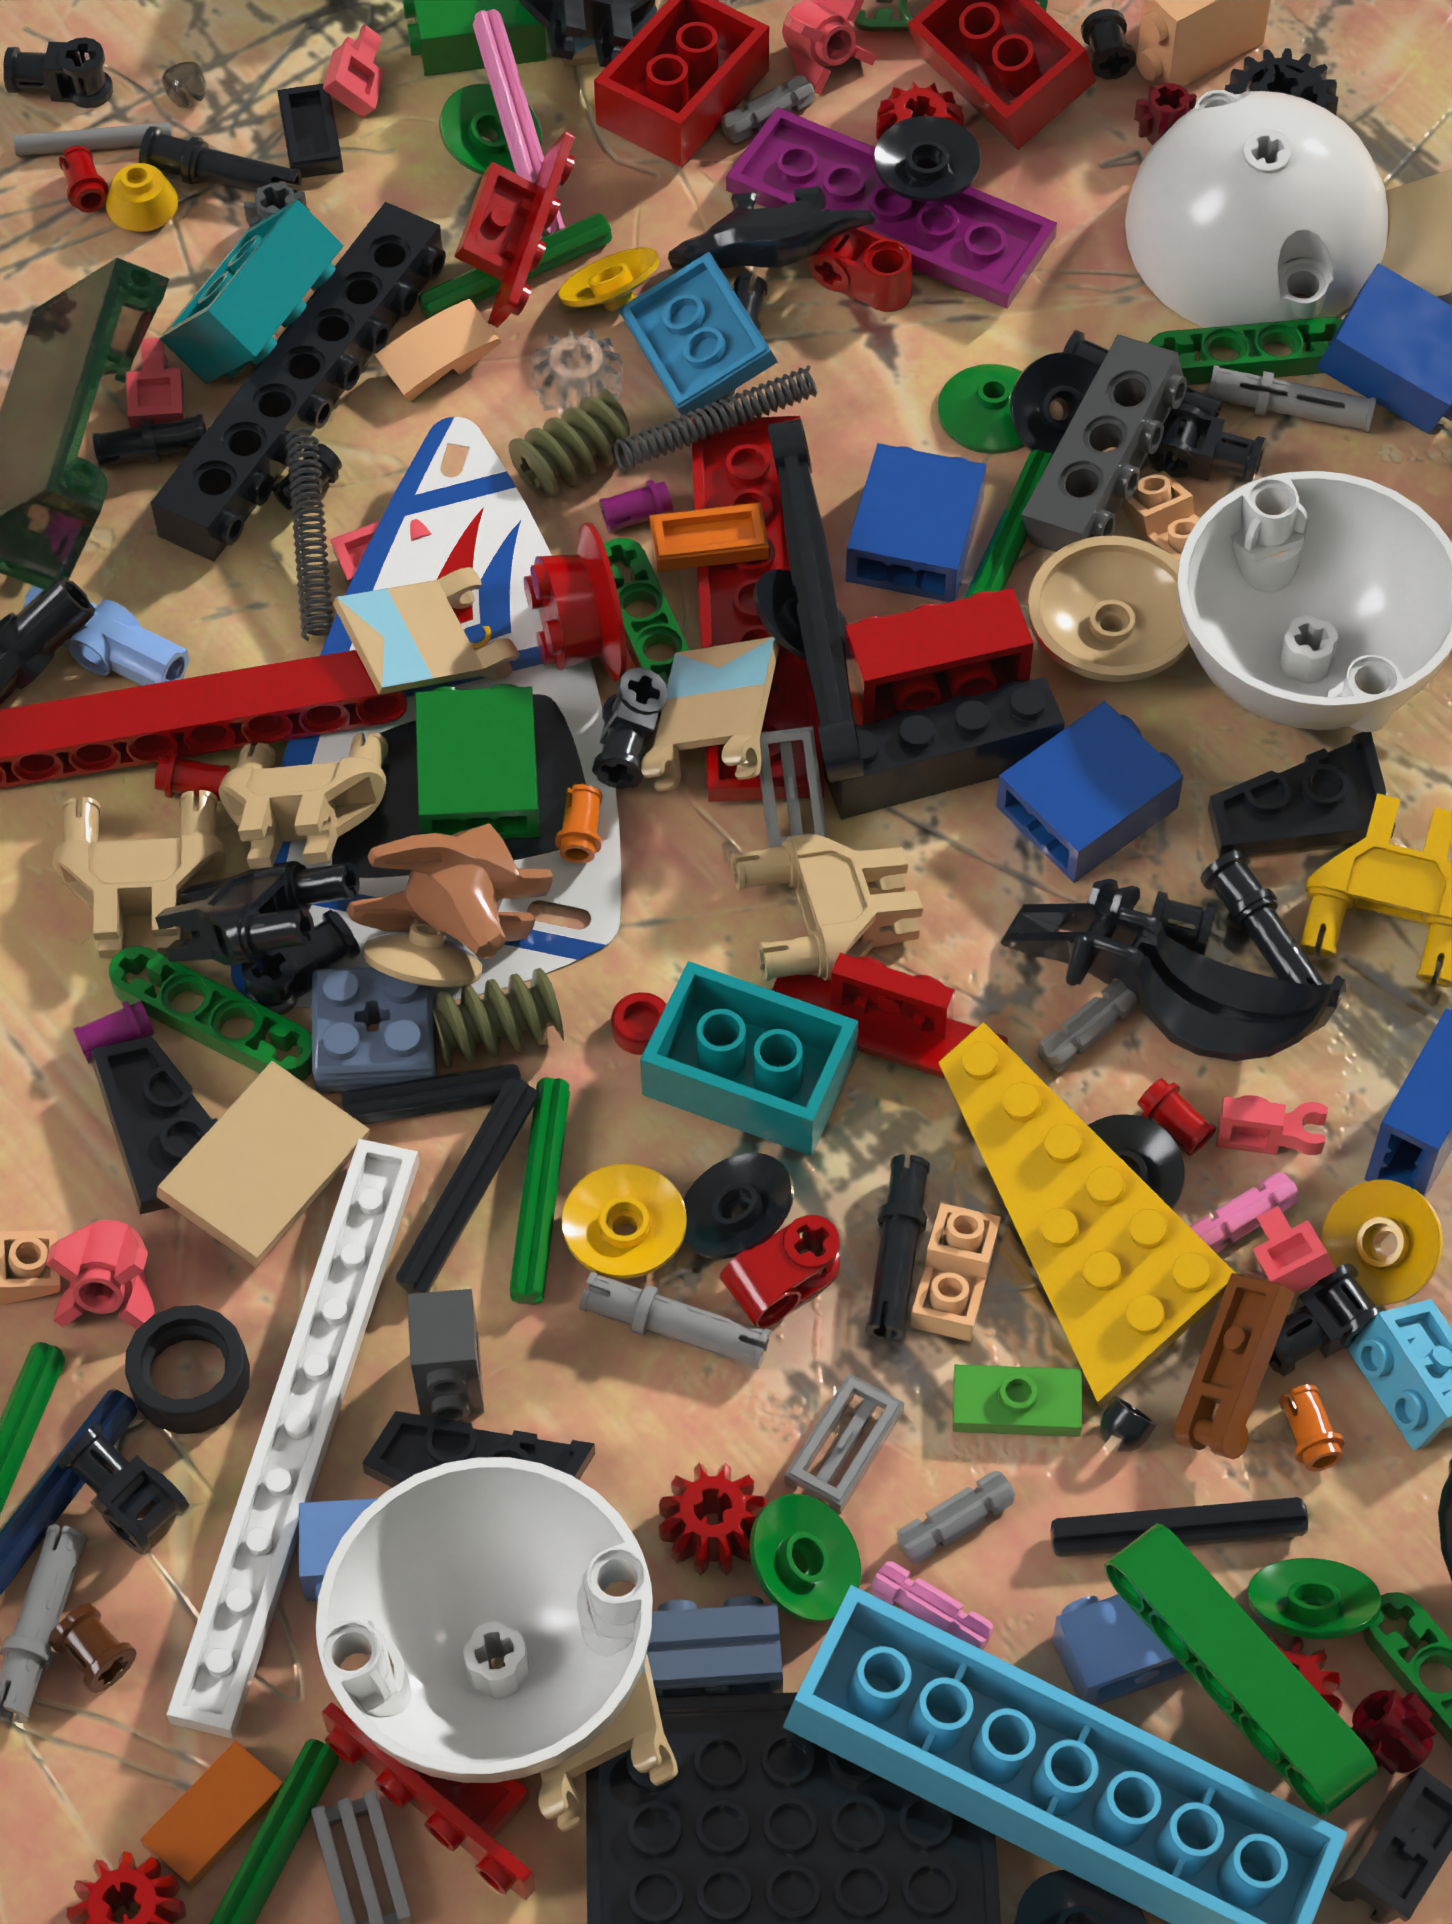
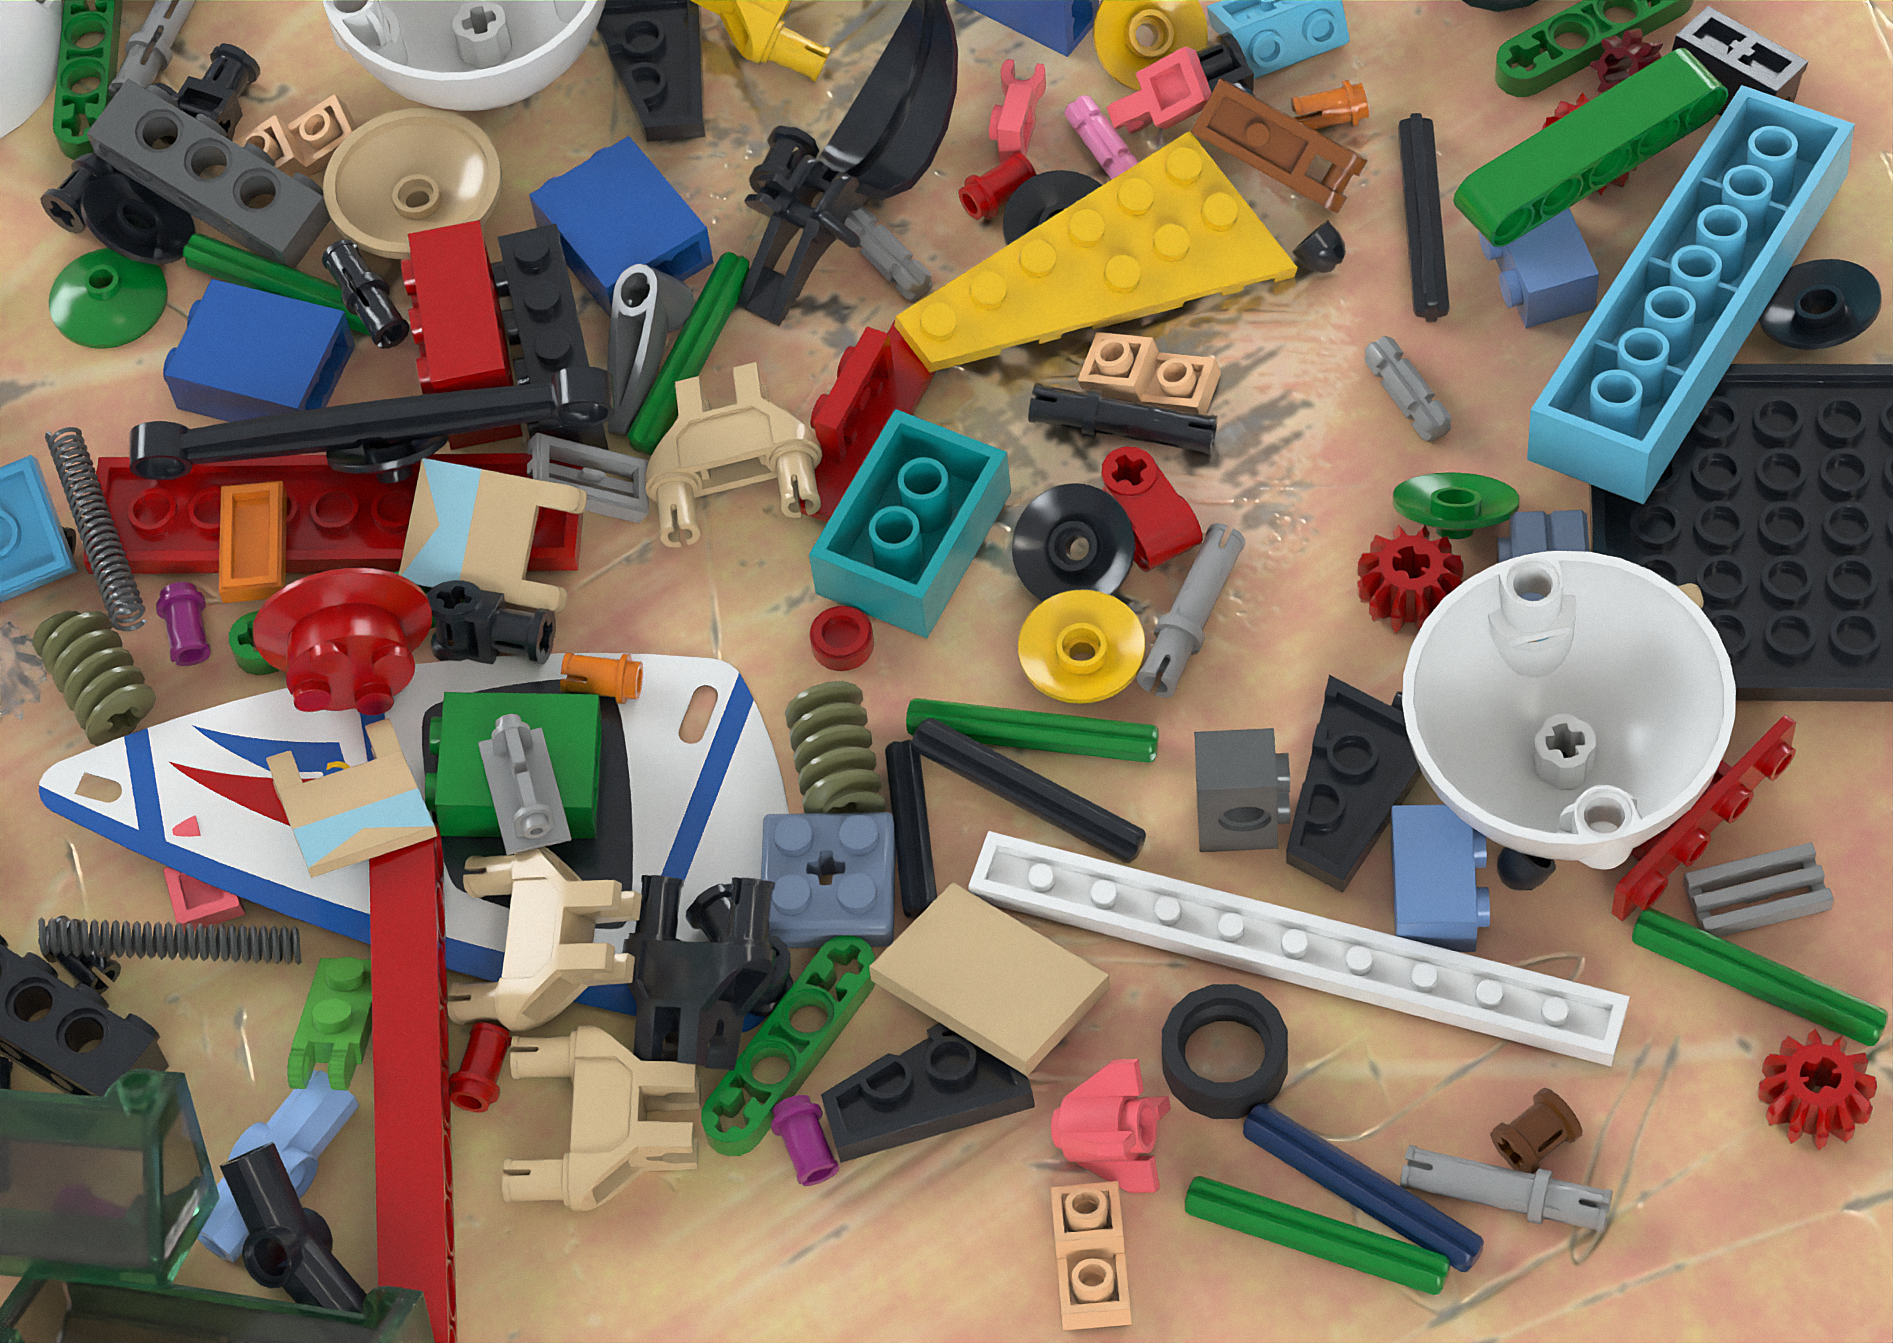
camera: 80 degrees left, 0 degrees up
(123, 1488) = (1365, 1101): black connector -> none
(207, 648) = (333, 1023): none -> bright green hinge
(212, 1815) = (1707, 1023): orange tile -> none
(422, 958) = (761, 818): tan dish -> none
(424, 753) = (523, 786): none -> light grey hinge
(455, 889) = (693, 766): nougat piece -> none
(820, 1485) = (1320, 486): light grey tile -> none
(930, 1605) = (1499, 412): bright pink axle -> none
(960, 818) = (642, 314): none -> dark grey piece
(963, 867) = (689, 351): none -> green axle
(994, 576) = (365, 294): none -> black pin
(1017, 1400) = (1288, 335): bright green plate -> none
(1254, 911) = (783, 104): black pin -> none
(1314, 1598) = (1503, 110): green dish -> none

